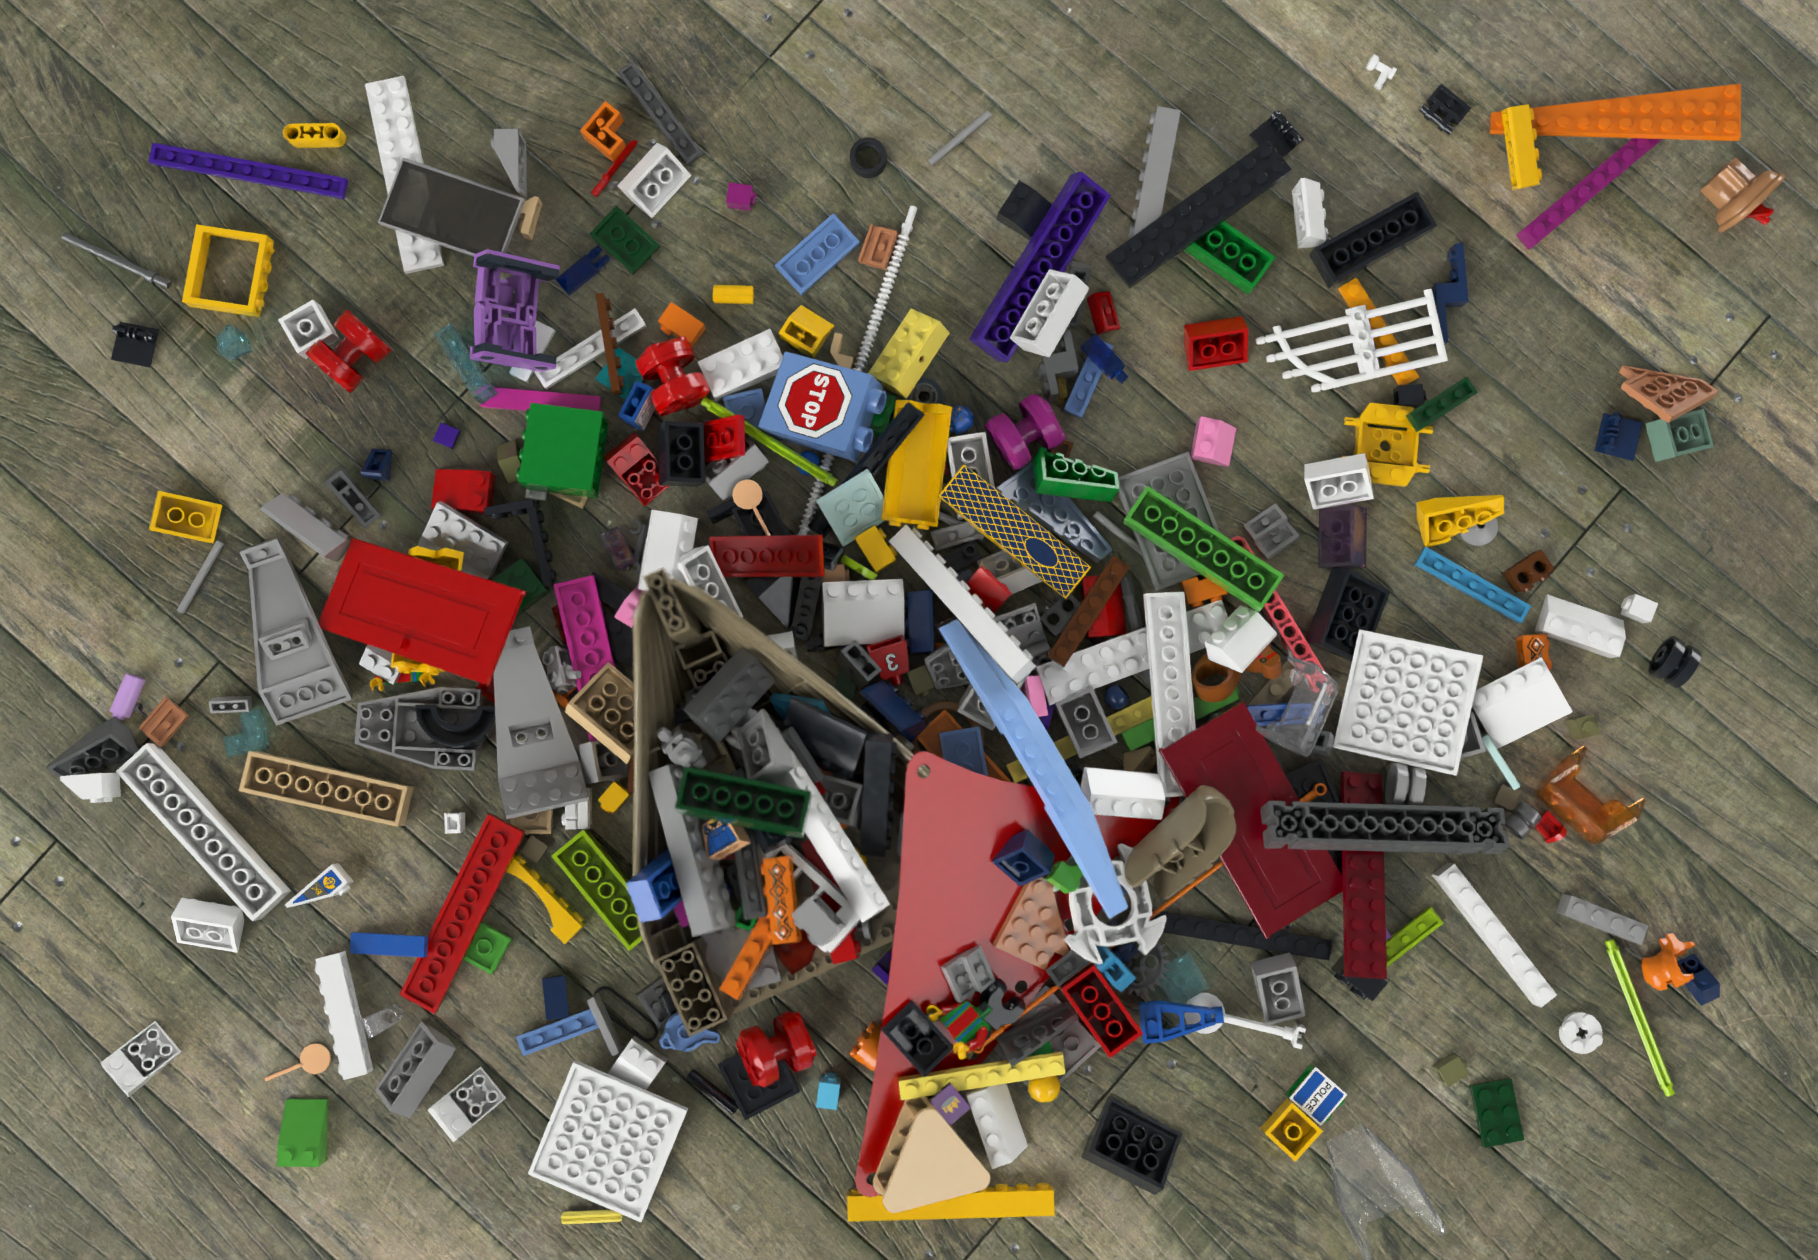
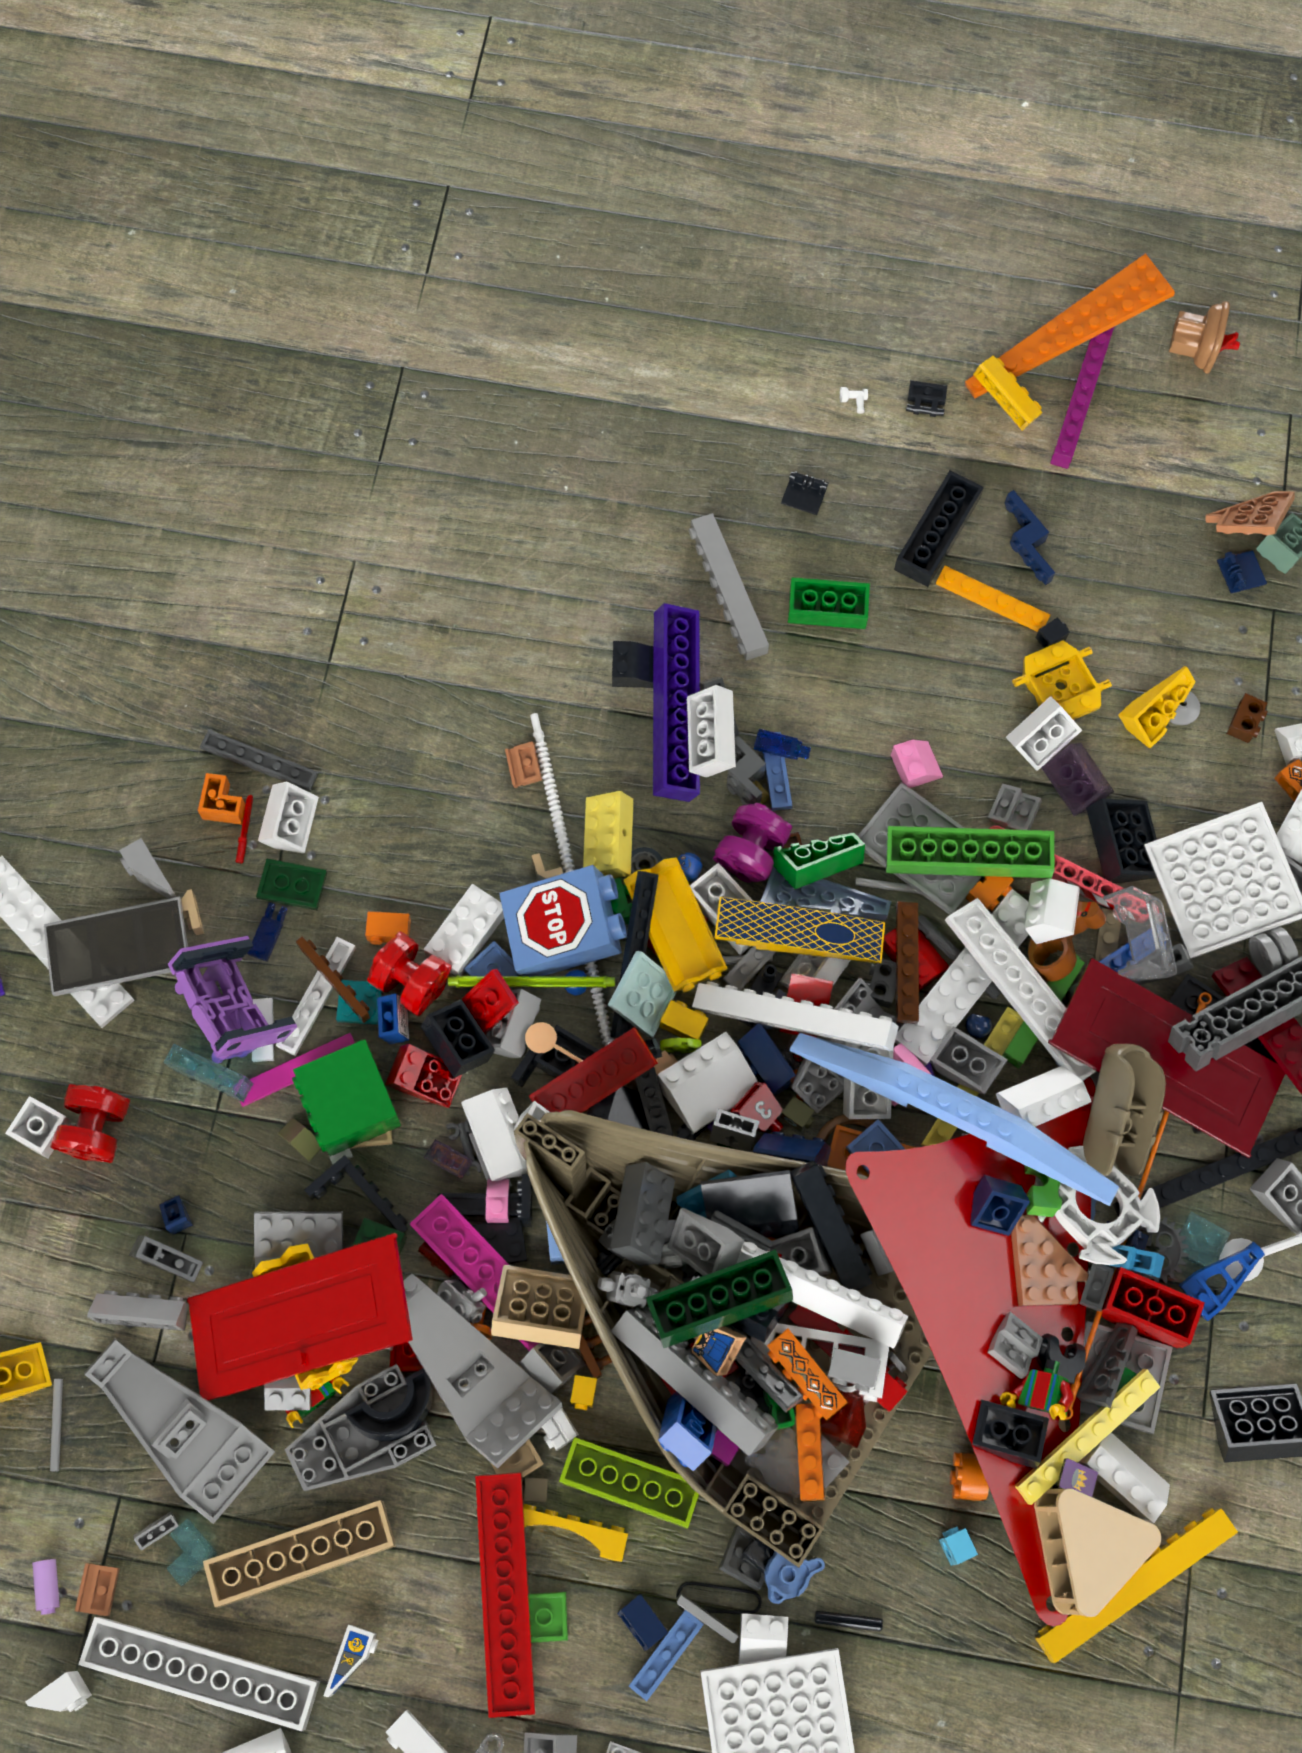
camera: 30 degrees left, 15 degrees down
(102, 747) = (48, 1653): dark grey wedge -> none
(389, 944) = (449, 1672): blue tile -> none
(446, 435) = (225, 1151): dark purple tile -> none
(455, 822) = (444, 1511): white tile -> none
(464, 489) = (270, 1190): red slope -> none
(733, 294) = (419, 875): yellow axle -> none
(740, 196) = (375, 789): magenta brick -> none
(752, 1098) = (883, 1578): black plate -> none
(789, 1043) = (879, 1539): red wheel -> none
(806, 331) = (504, 870): yellow slope -> none
(817, 254) = (473, 800): medium blue plate -> none
(871, 143) = (468, 710): black tyre -> none
(882, 967) = (934, 1396): dark purple panel -> none
(959, 138) = (537, 637): light grey bar -> none
(1044, 1089) = (1149, 1417): yellow hair -> none
(1103, 312) = (752, 711): red slope -> none
(1140, 760) = (1035, 1065): tan slope -> none
(1198, 214) = (782, 586): black plate -> none
(1216, 343) = (865, 681): red slope -> none
(1309, 213) = (872, 537): white slope -> none
(1363, 344) = (987, 613): white piece -> none
(1441, 404) = (1084, 624): dark green plate -> none
(1472, 585) = (1210, 756): dark azure plate -> none

